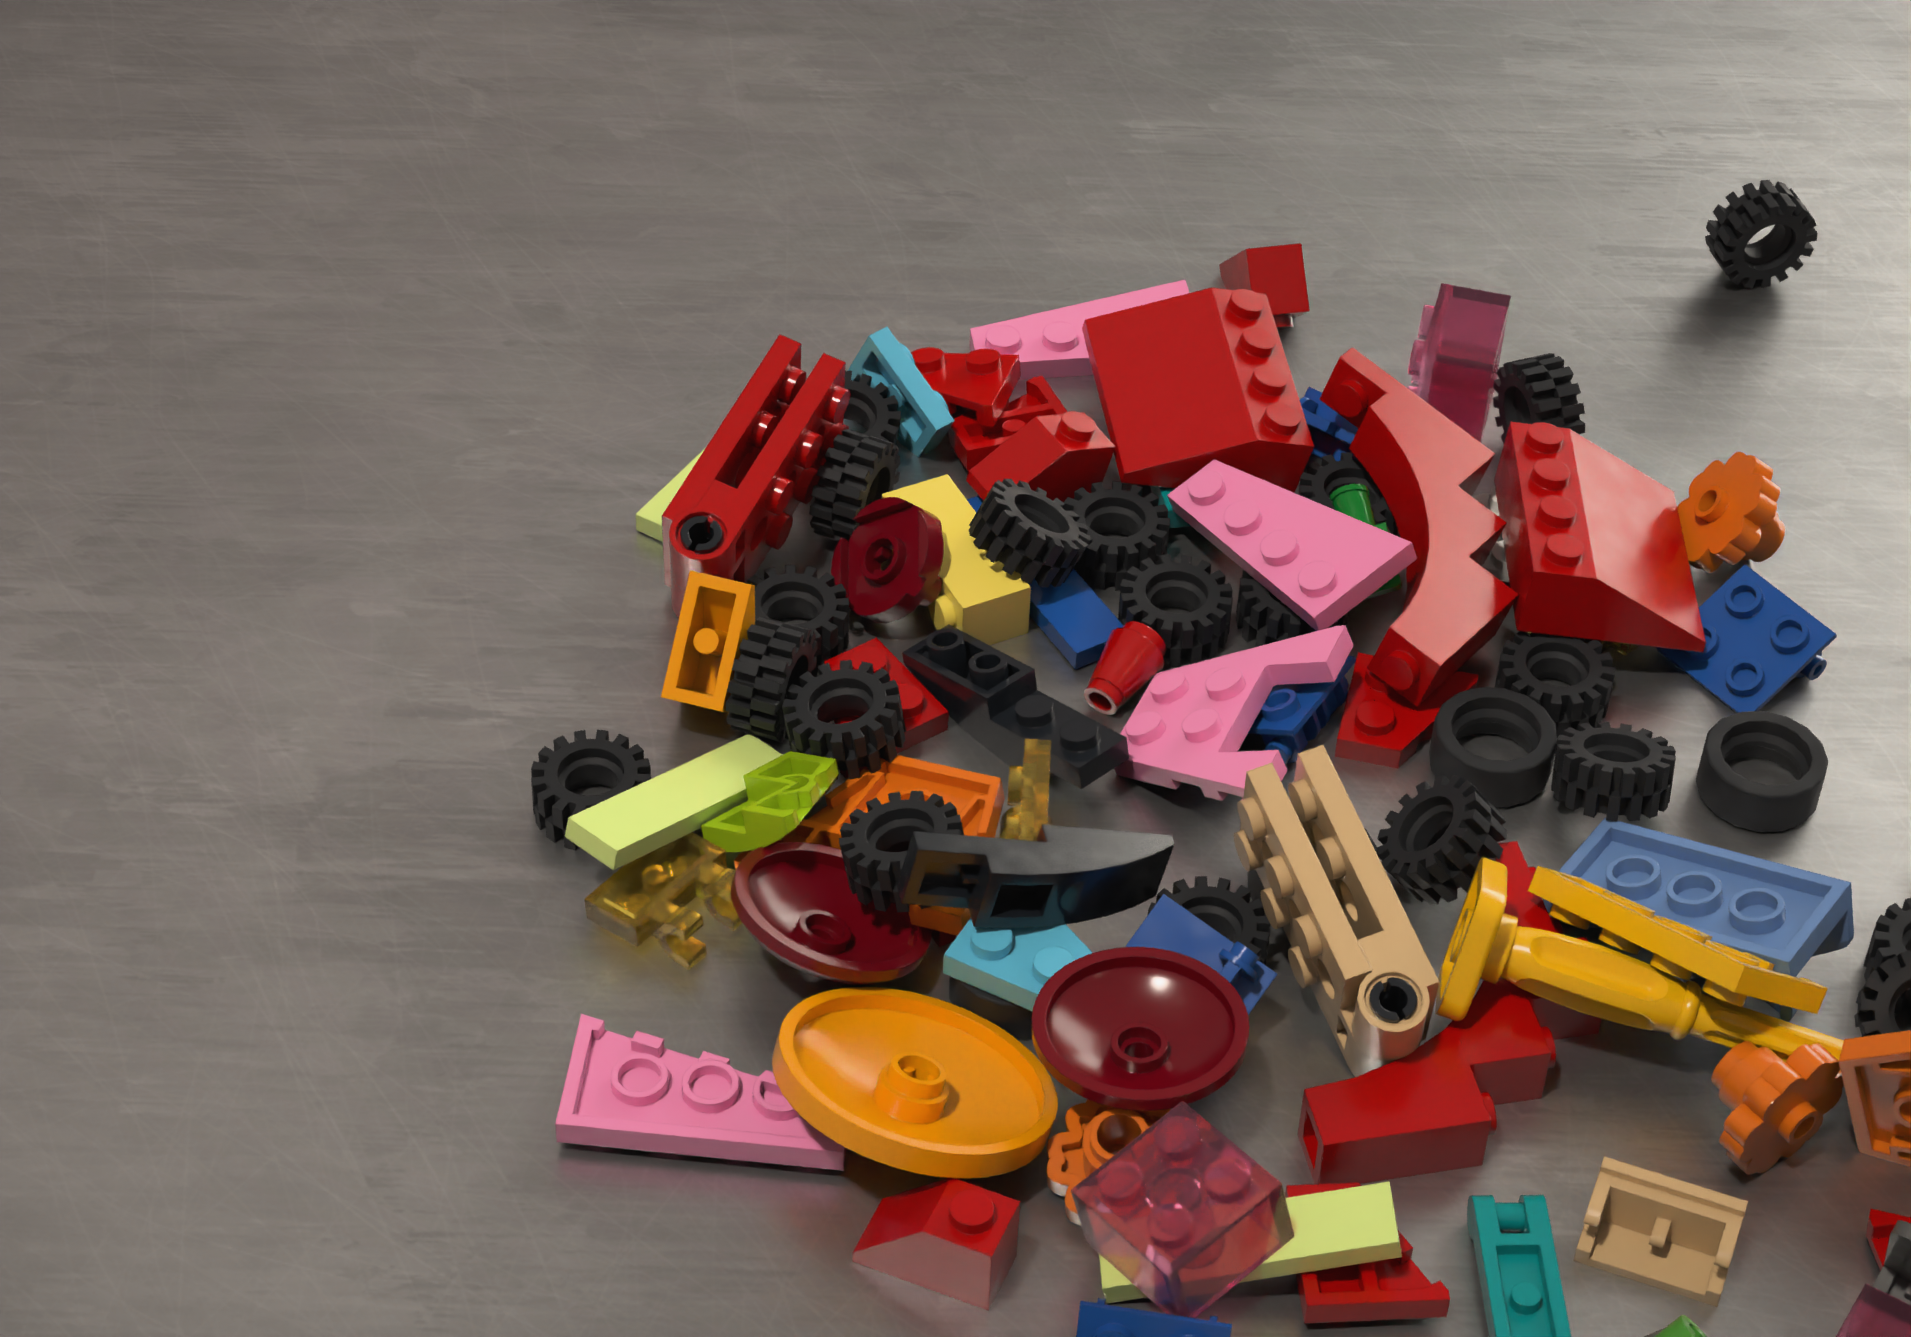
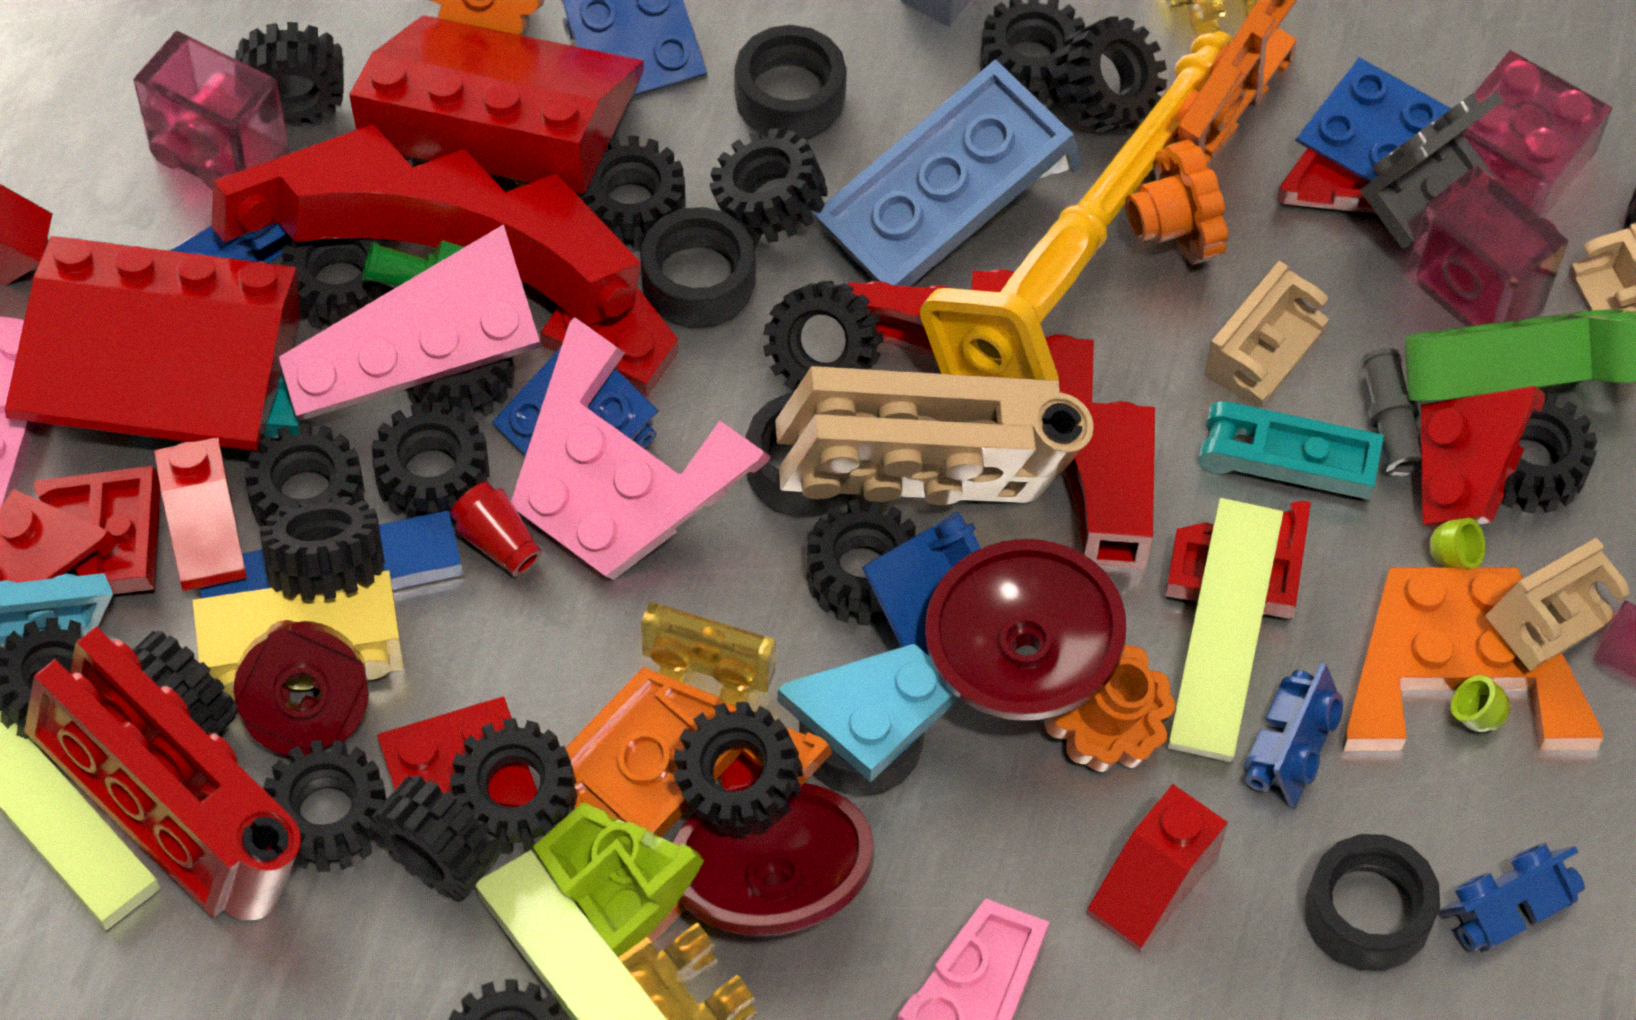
camera: 75 degrees left, 15 degrees up
(708, 640) = (390, 881): light orange slope -> none
(914, 1082) = (1002, 838): light orange dish -> none
(1001, 707) = (528, 644): black slope -> none
(1038, 883) = (825, 657): black slope -> none
(1183, 1213) = (1218, 660): clear pink brick -> none
(1675, 946) = (1026, 206): yellow wing -> none

